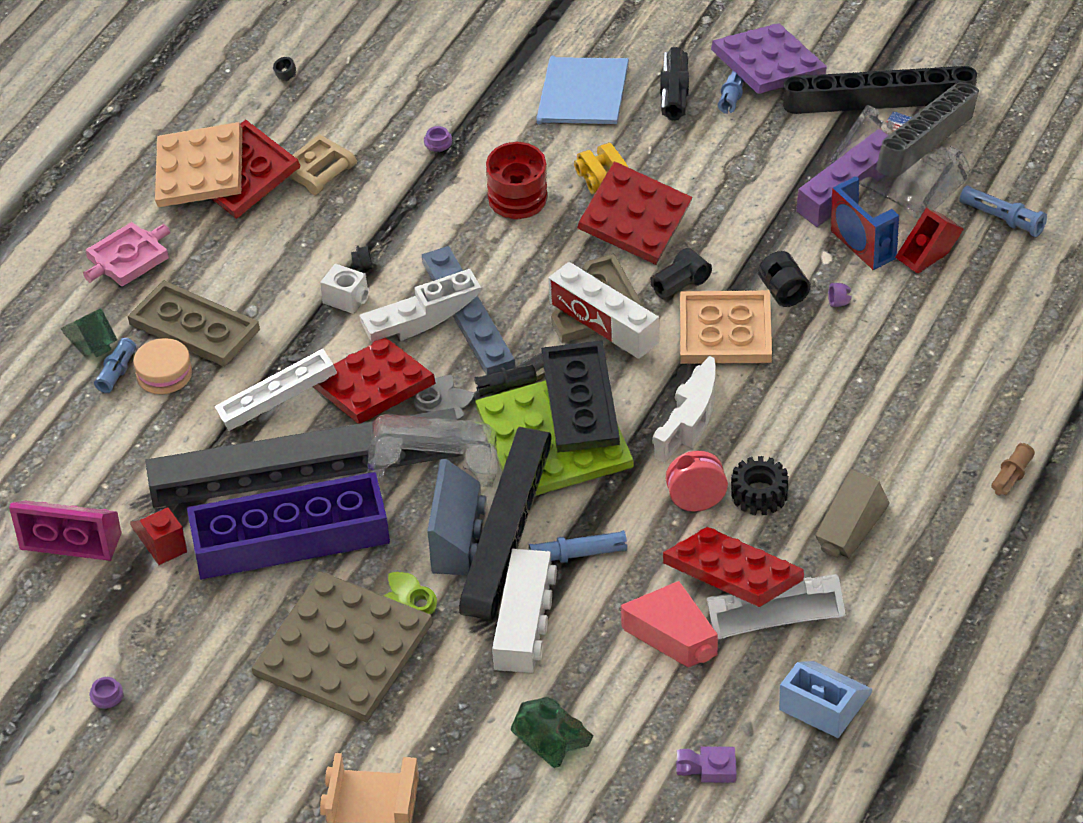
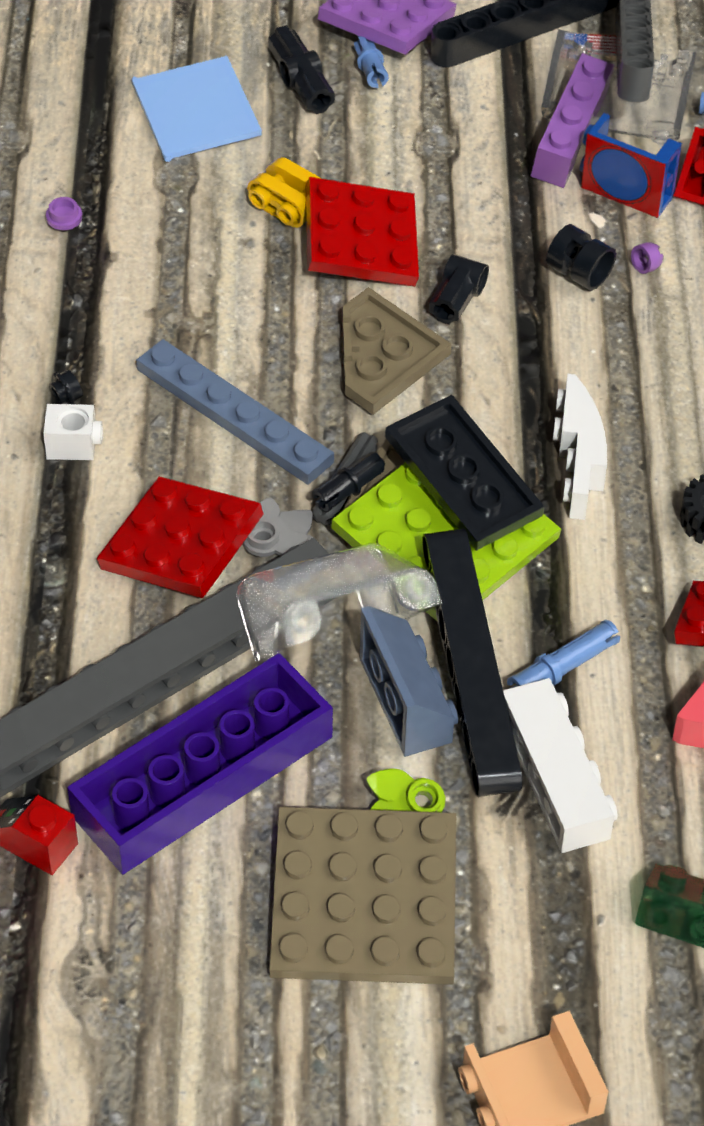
camera: 30 degrees left, 5 degrees up
(106, 692) = (98, 1081): medium lavender plate -> none
(276, 389) = (71, 589): white plate -> none
(429, 307) = (191, 424): white slope -> none
(516, 180) = (202, 234): red wheel -> none
(604, 310) = (413, 357): white brick -> none
(696, 481) = (654, 529): coral head -> none
(725, 326) = (550, 334): light nougat plate -> none

